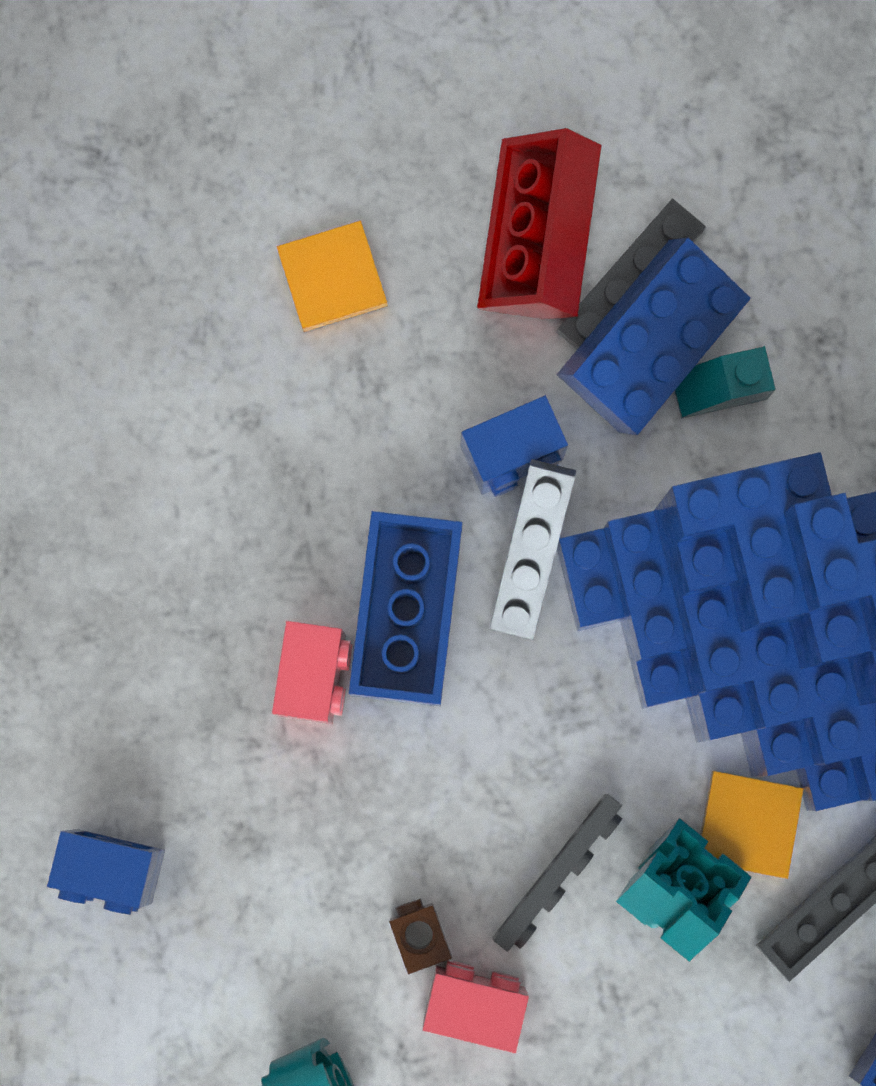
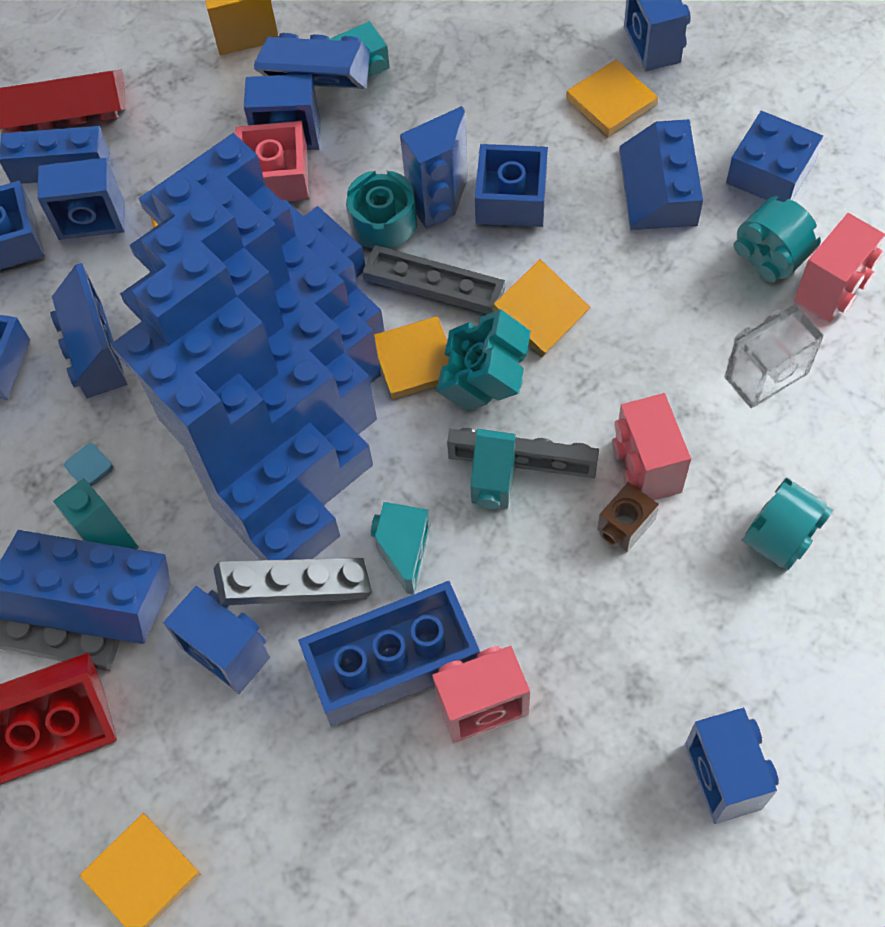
camera: 115 degrees left, 20 degrees down
(526, 687) = (401, 540): none -> teal slope
(546, 823) = (493, 468): none -> teal slope
(730, 1002) = (542, 305): none -> light orange tile
(809, 406) = (88, 464): none -> medium azure piece

